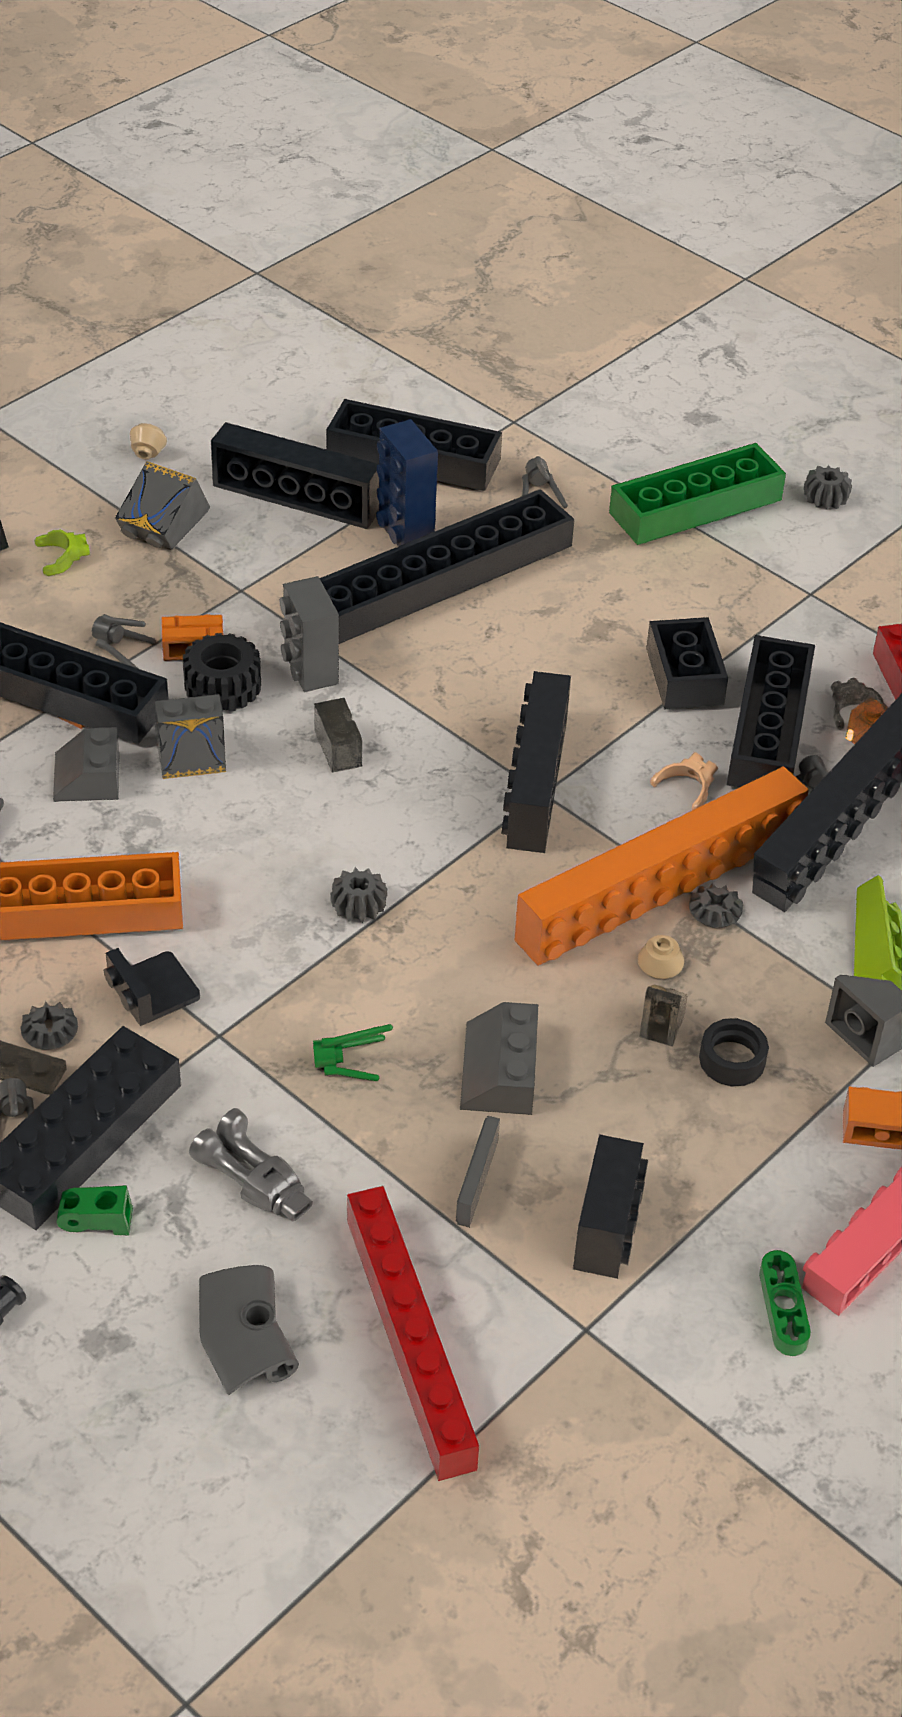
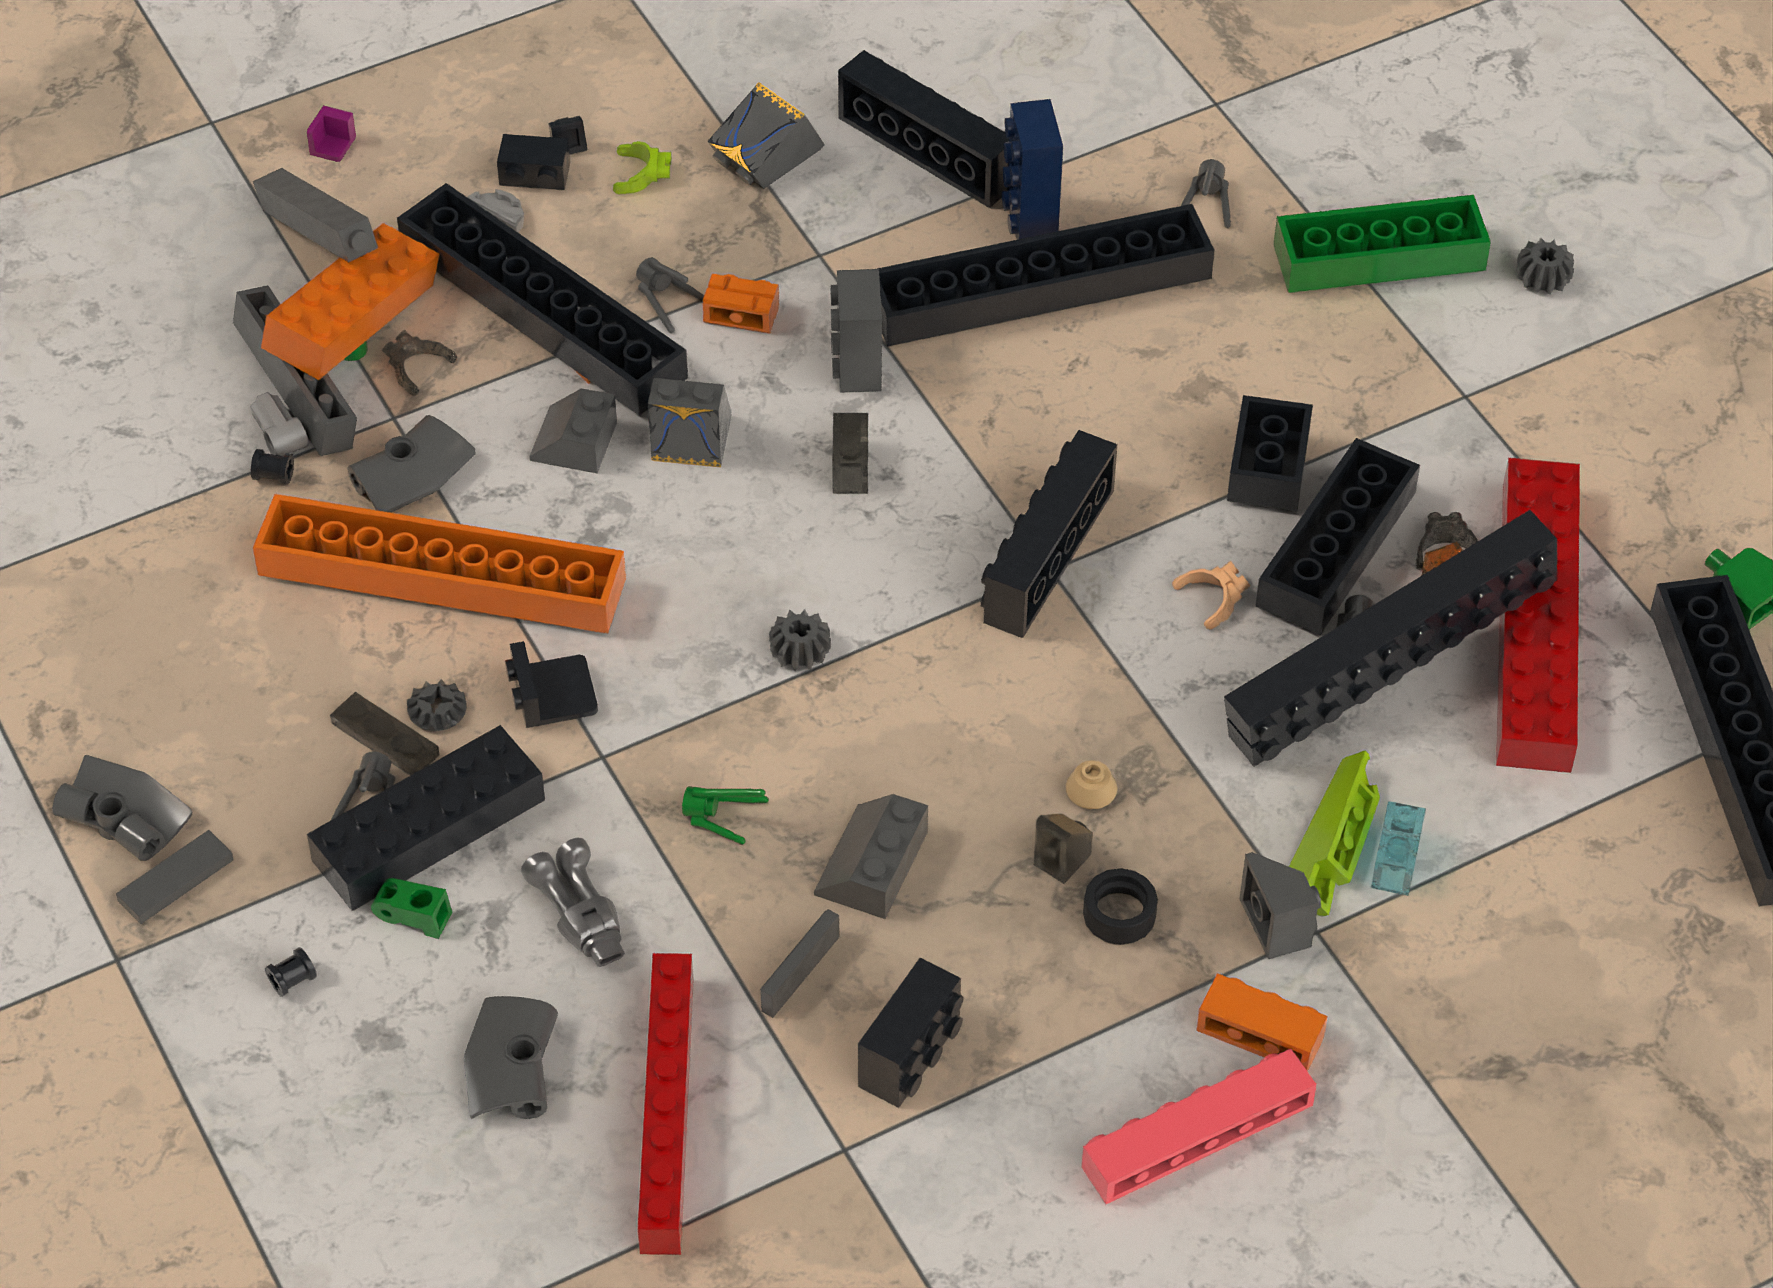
camera: 20 degrees right, 5 degrees up
(147, 440) = (781, 49): tan cone -> none
(223, 667) = (754, 352): black tyre -> none
(465, 452) = (1090, 116): black brick -> none
(653, 867) = (1119, 683): orange brick -> none
(714, 914) = (1170, 751): dark grey gear -> none
(778, 1316) = (1058, 1191): green beam -> none

